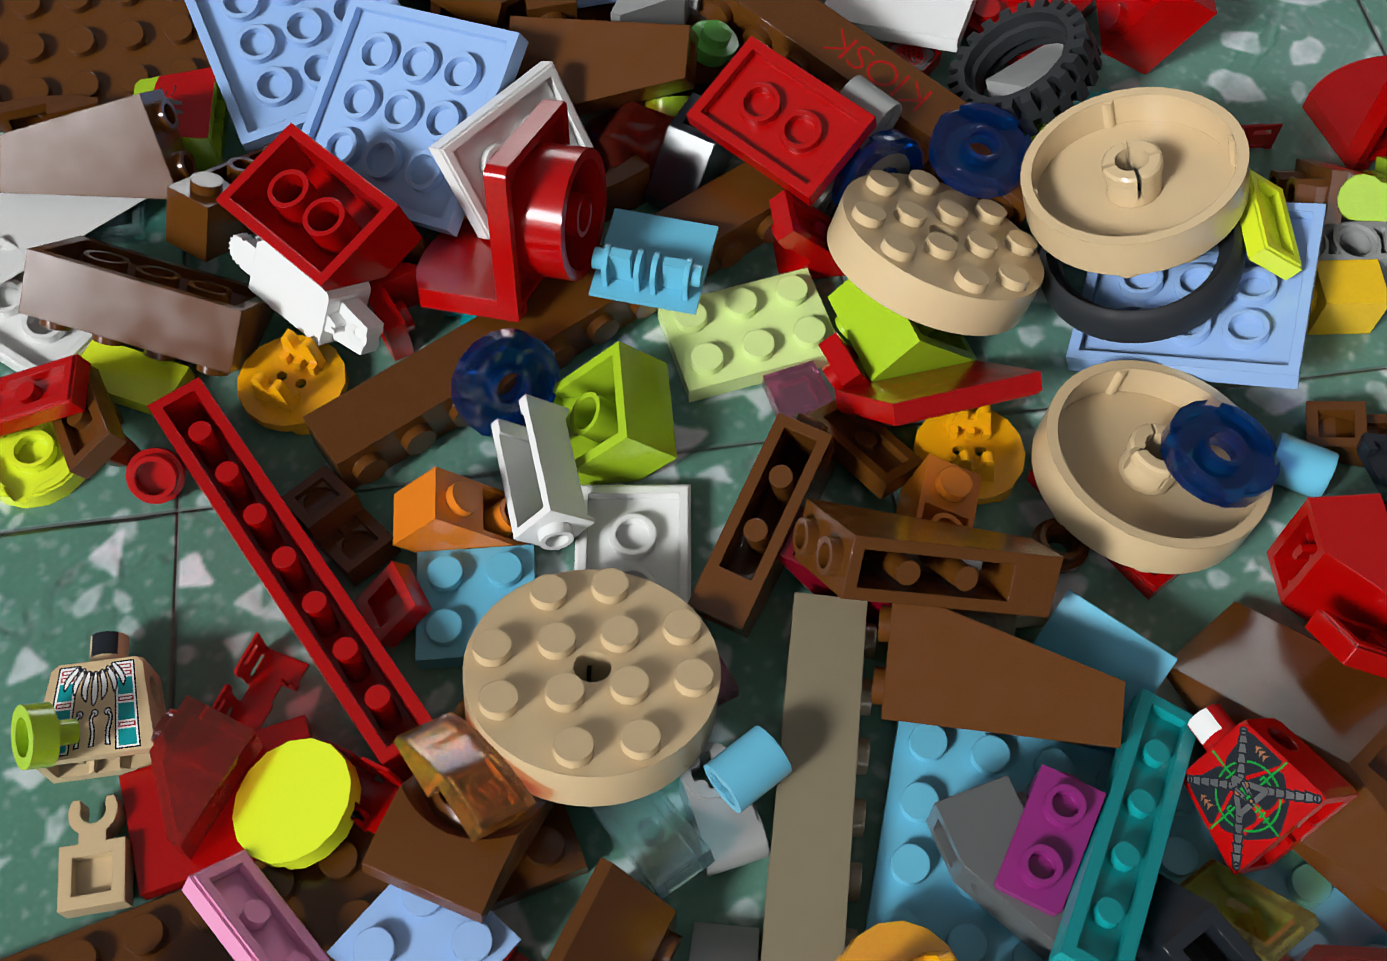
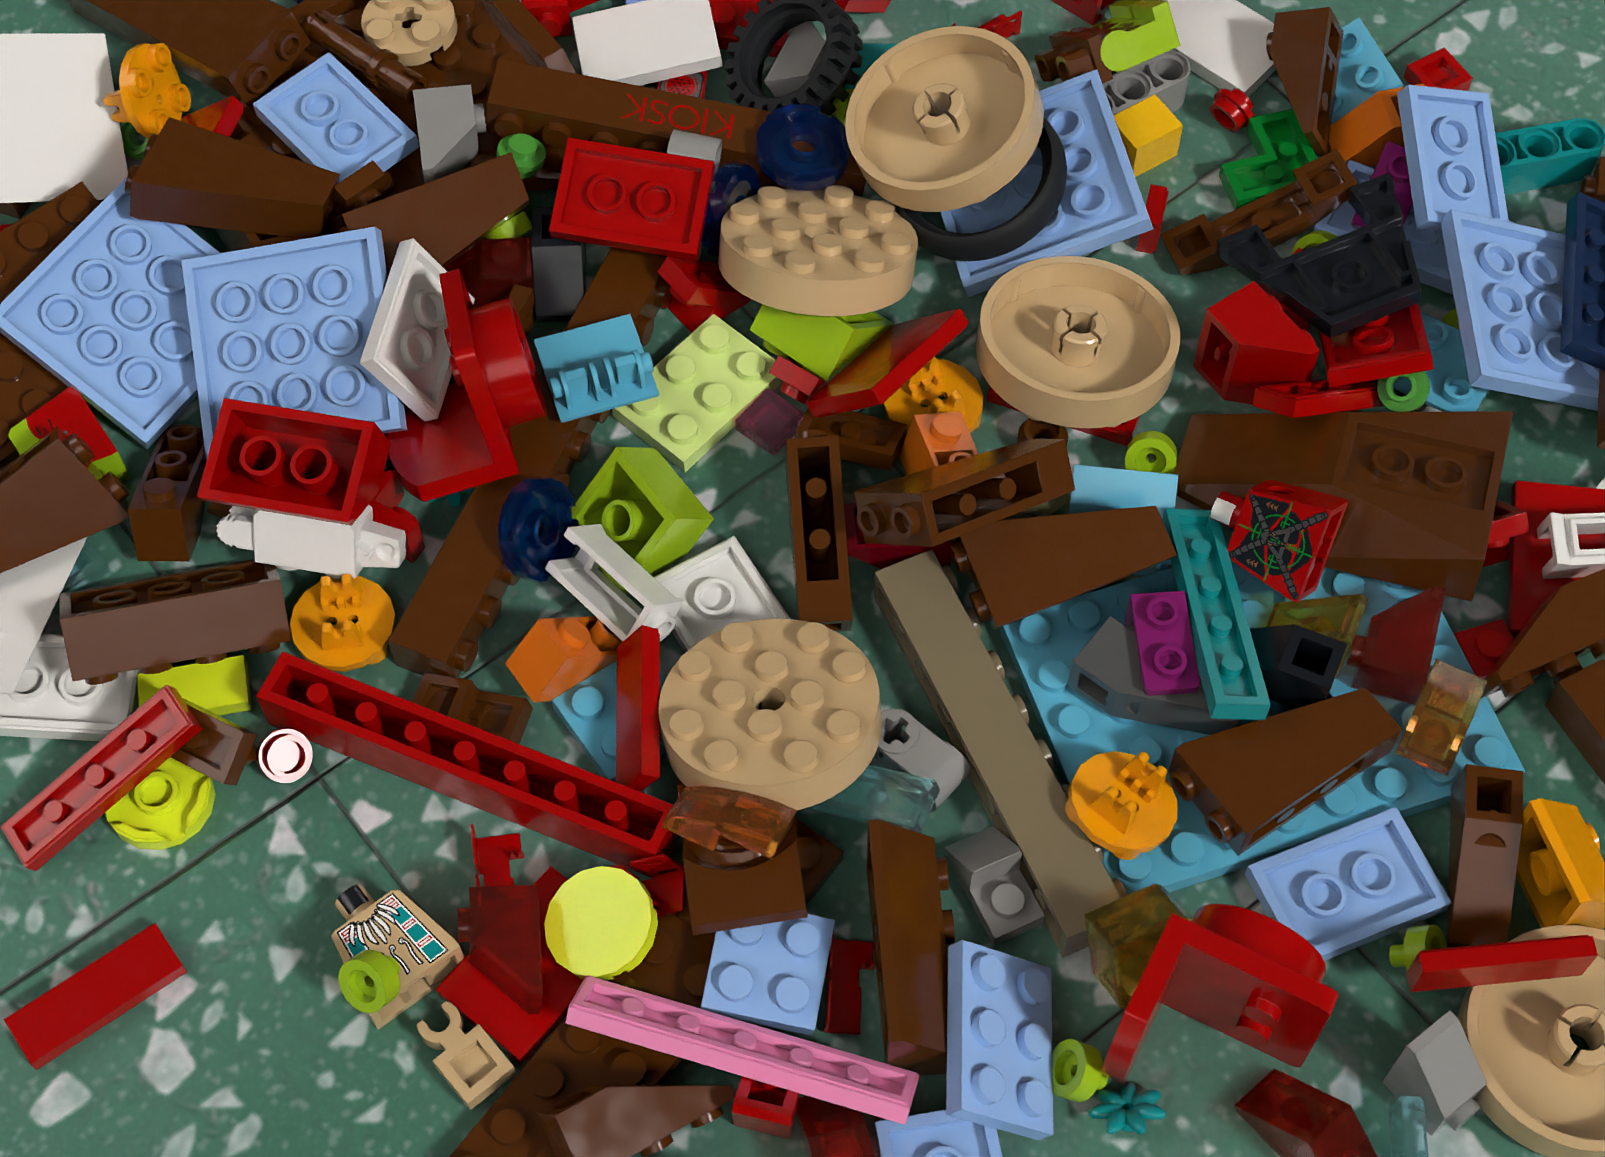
camera: 30 degrees left, 0 degrees up
(393, 604) = (565, 740): red tile -> none
(480, 594) = (638, 709): none -> red tile
(748, 769) = (926, 711): medium azure piece -> none
(1164, 621) = (1151, 453): none -> lime tile
(1204, 473) = (1121, 327): clear blue tile -> none
(1269, 230) = (1067, 111): neon yellow tile -> none
(1303, 465) = (1184, 286): medium azure piece -> none
(1312, 376) = (1155, 207): none -> red tile

